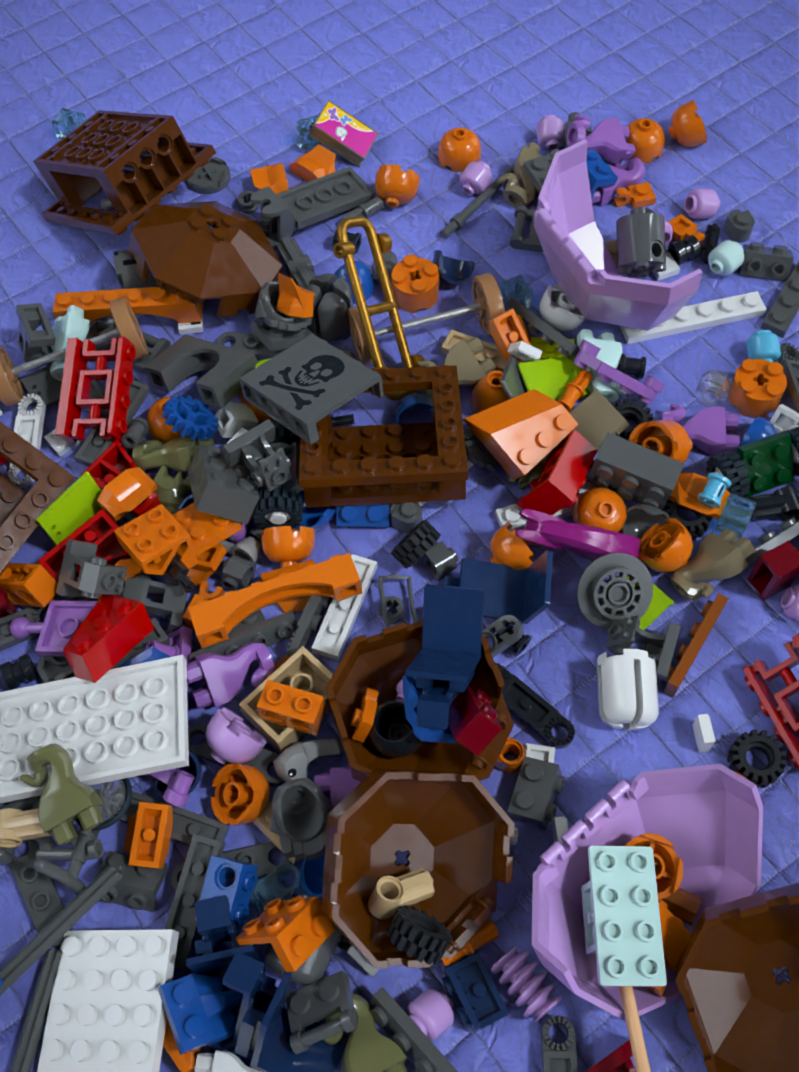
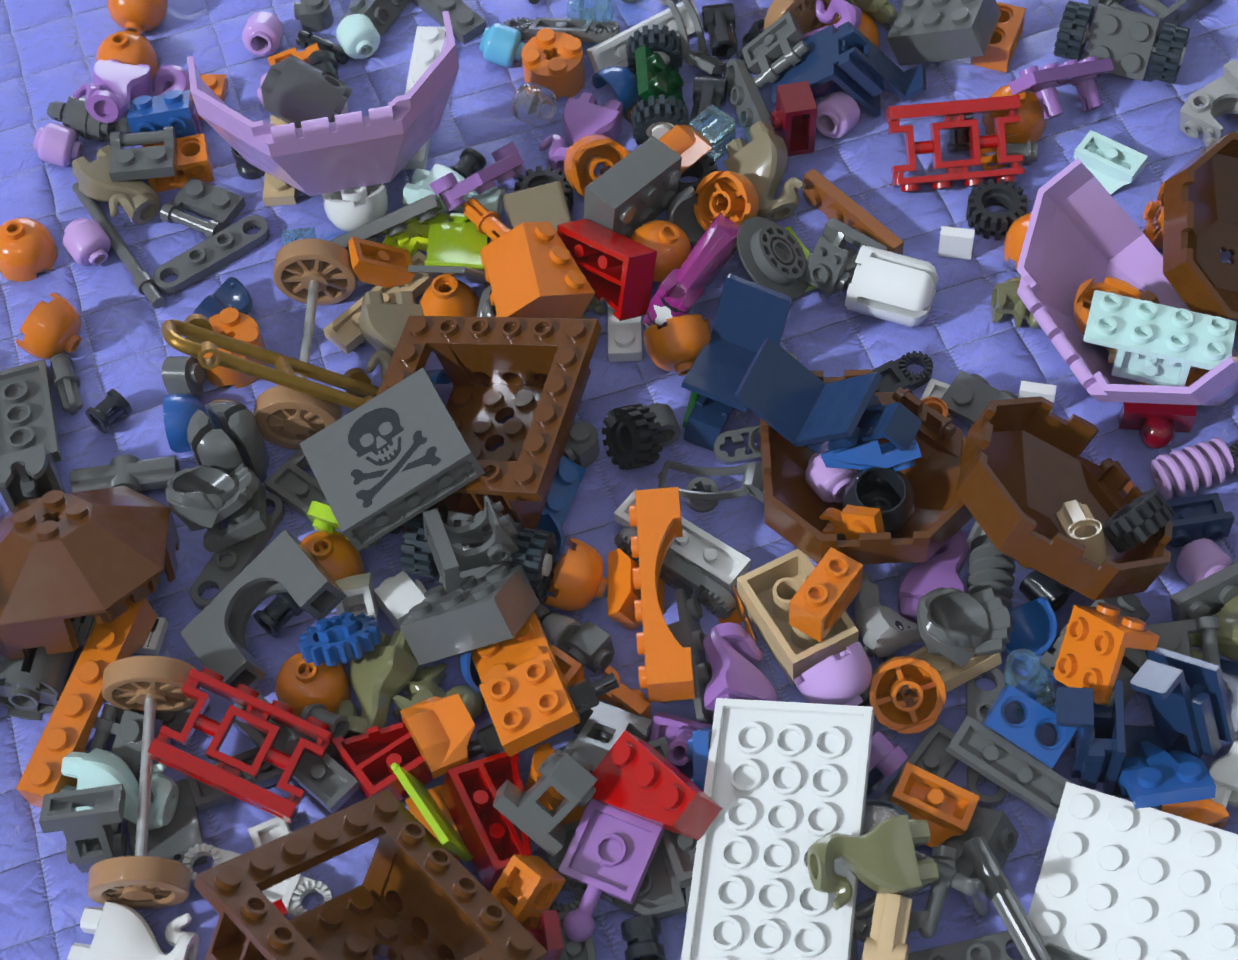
camera: 70 degrees left, 5 degrees down
(294, 299) = (214, 463): orange slope -> none
(473, 720) = (920, 395): dark red brick -> none
(497, 249) = (211, 255): none -> dark grey plate
(524, 351) = (412, 251): white tile -> none
(714, 490) = (689, 128): medium azure bush -> none

